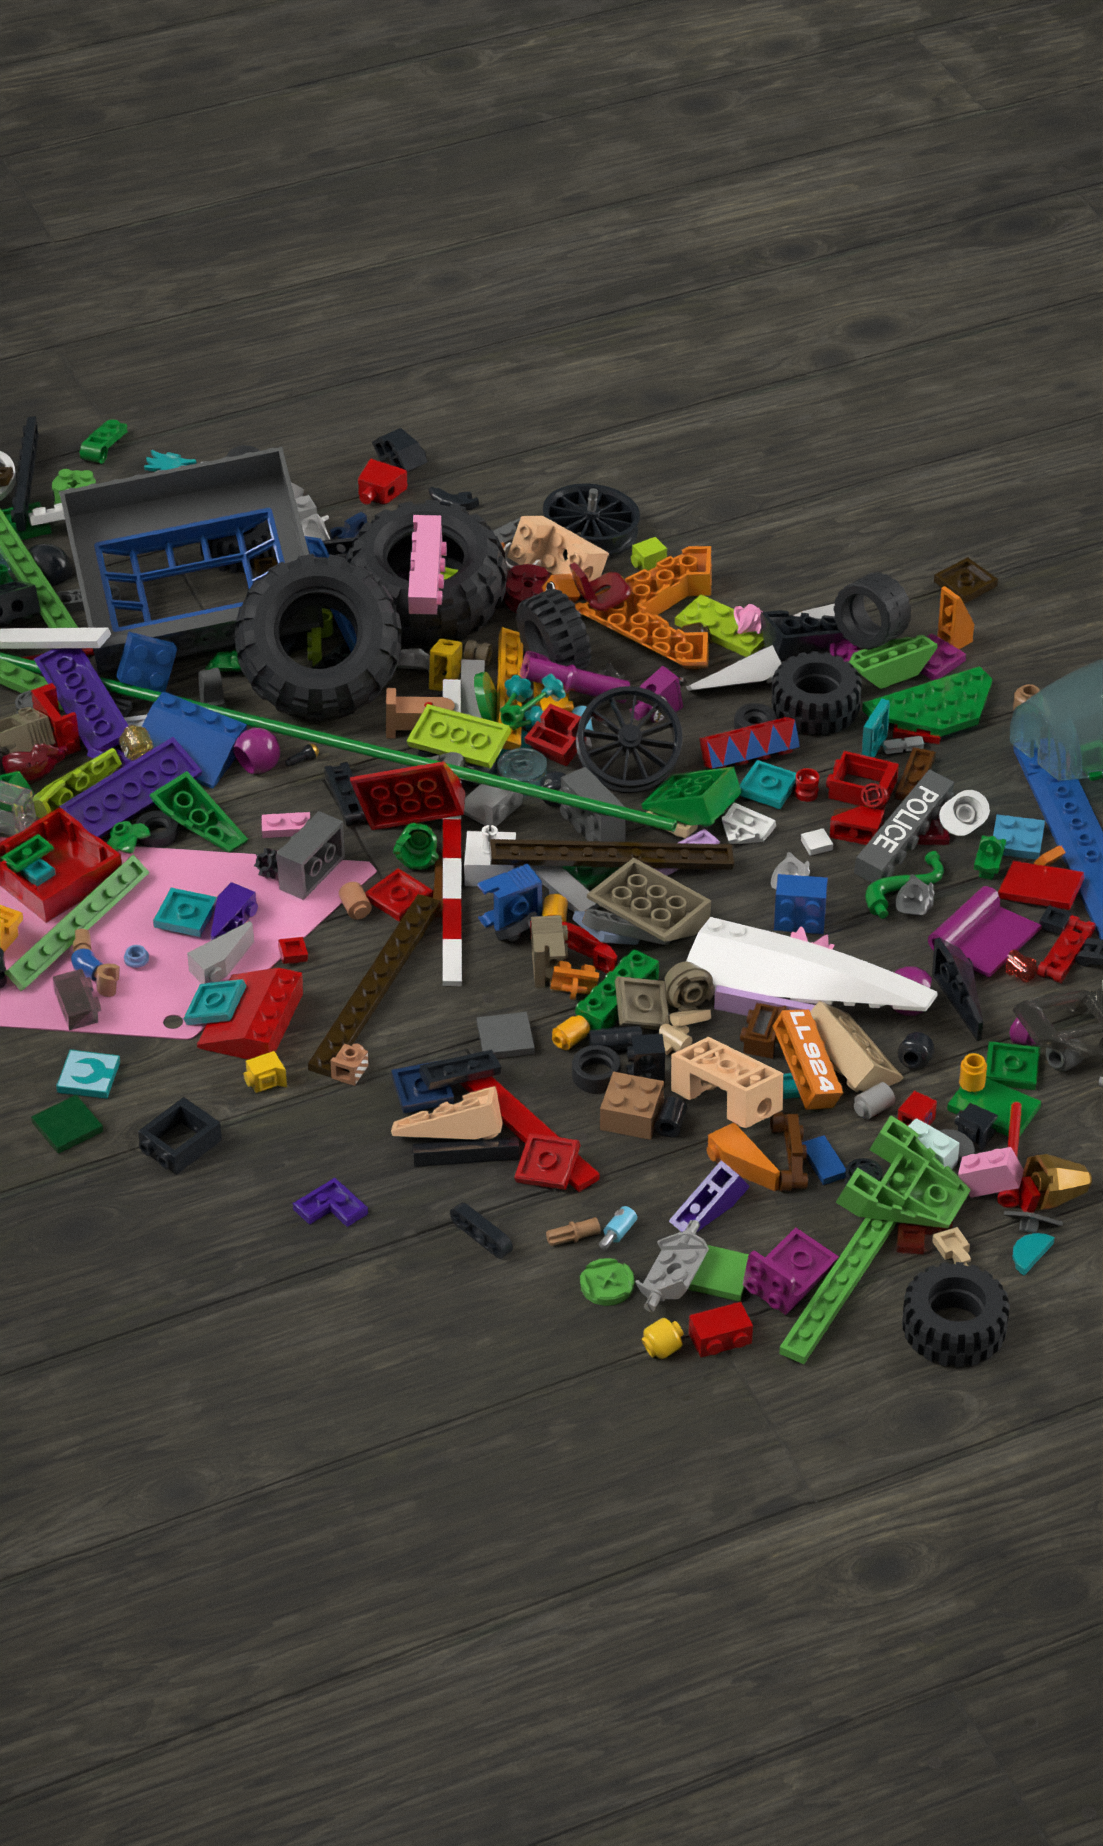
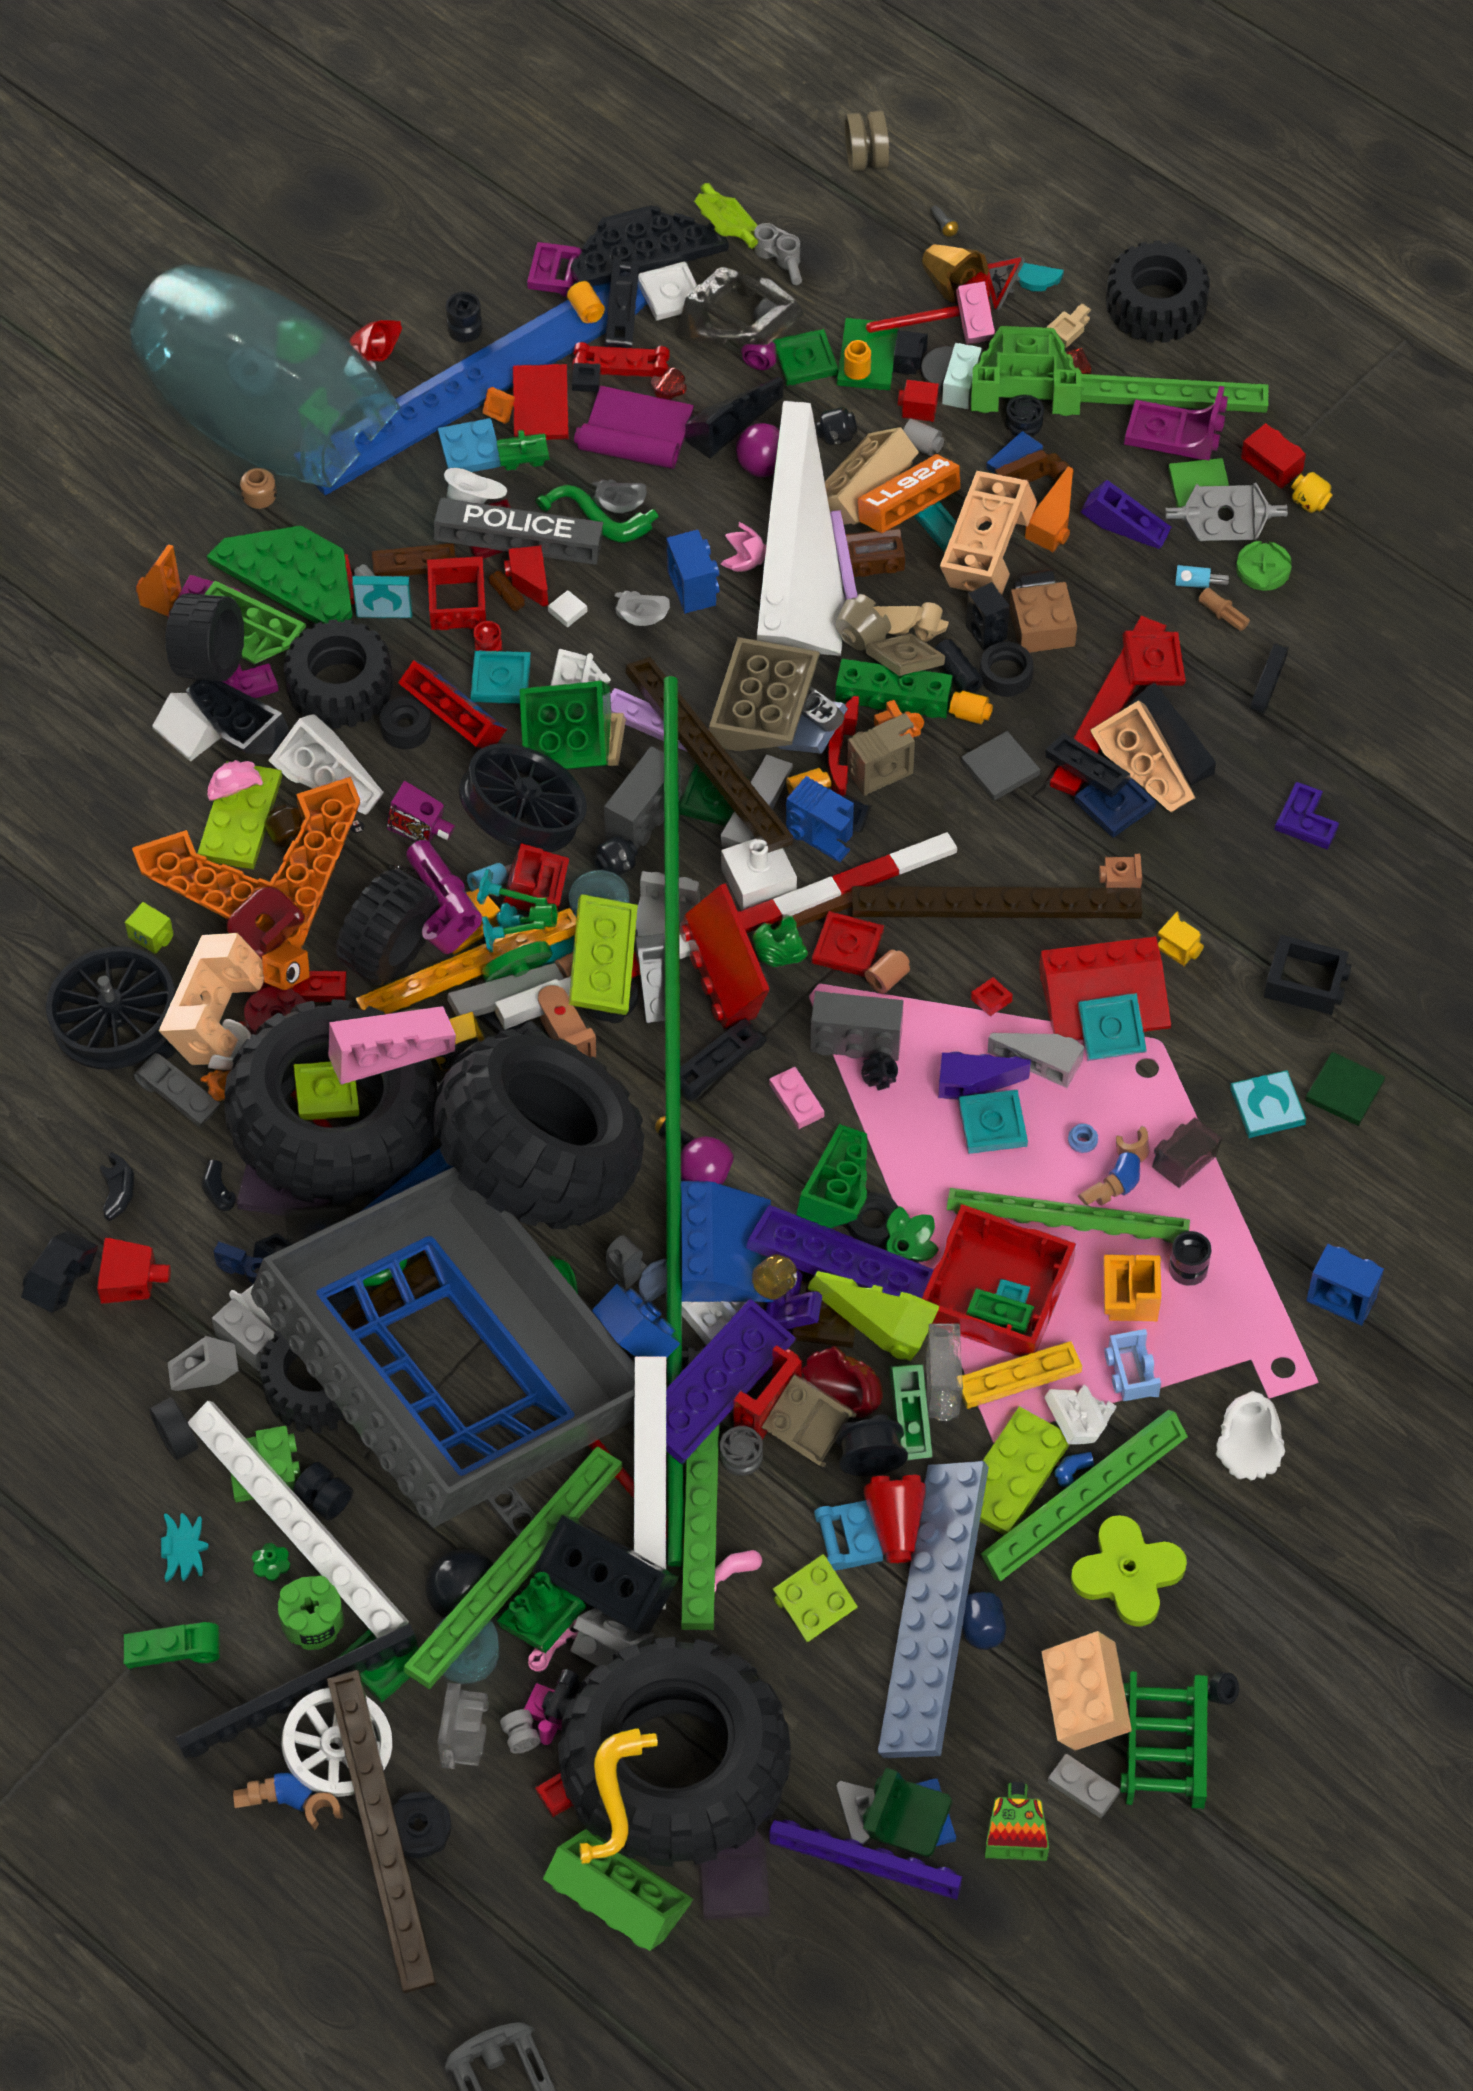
camera: 115 degrees left, 15 degrees up
(878, 797) = (497, 557): red wheel -> none
(966, 579) = (54, 614): dark brown plate -> none

